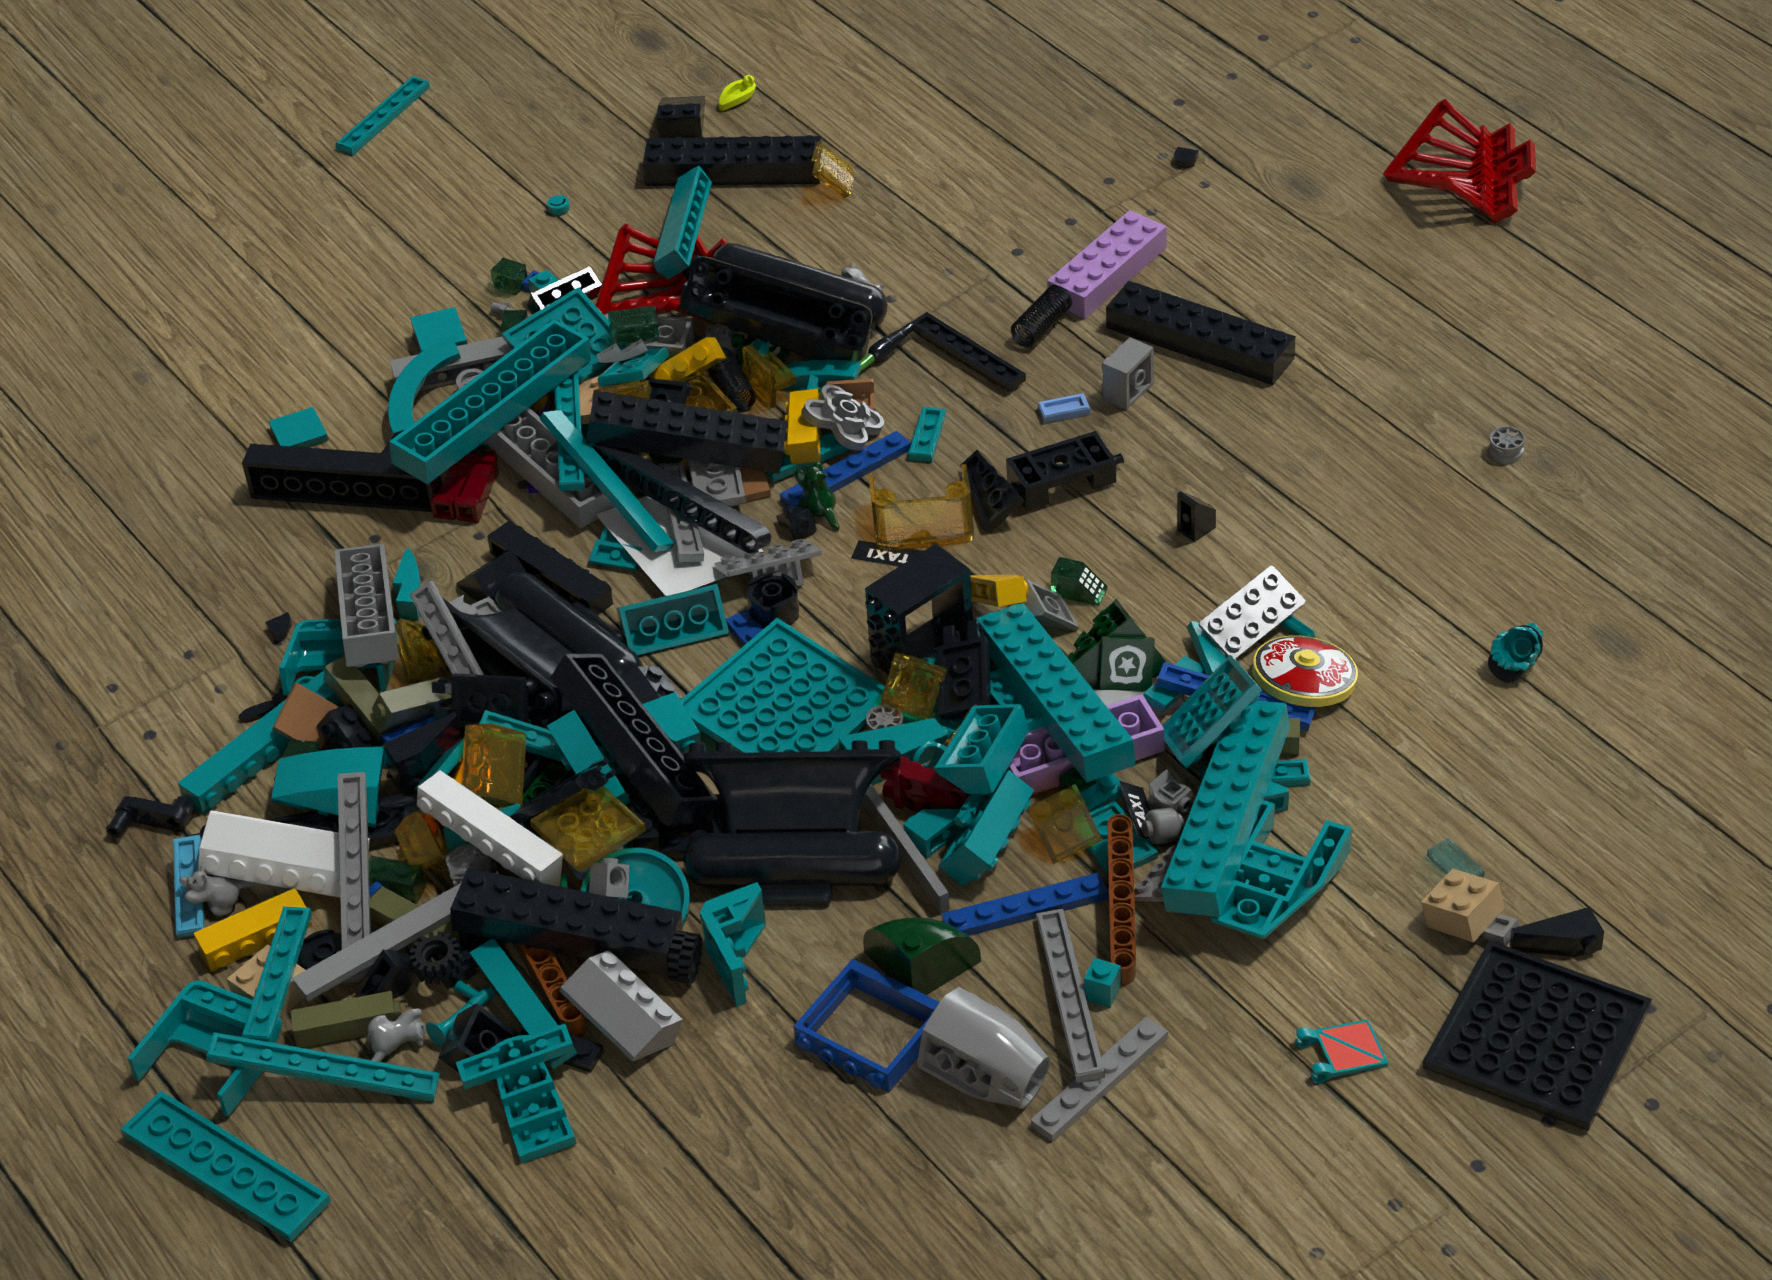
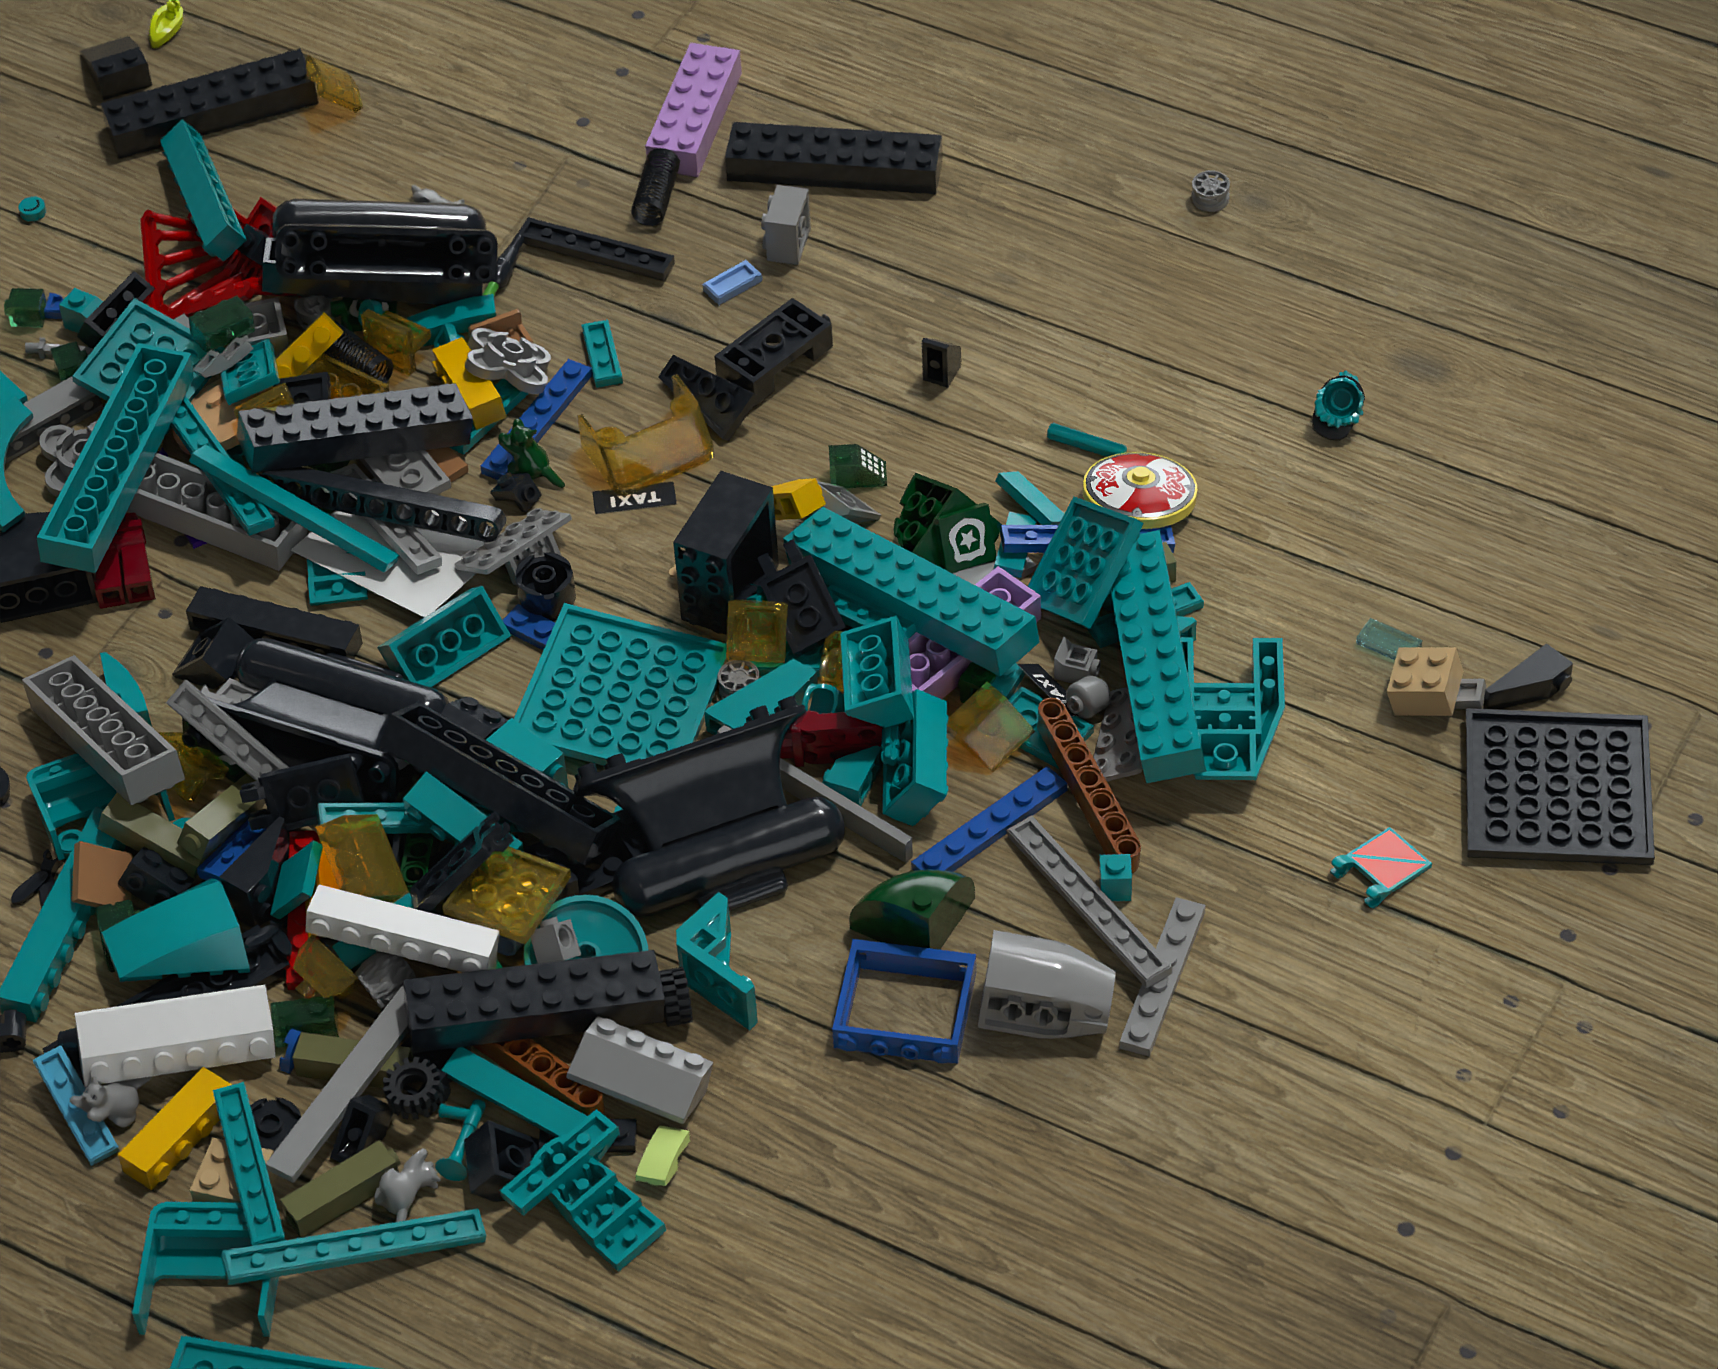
camera: 25 degrees left, 5 degrees up
(354, 862) = (264, 1015): light grey plate -> none
(601, 1083) = (661, 1155): none -> yellowish green slope
(1252, 613) = (1056, 446): bracket -> none

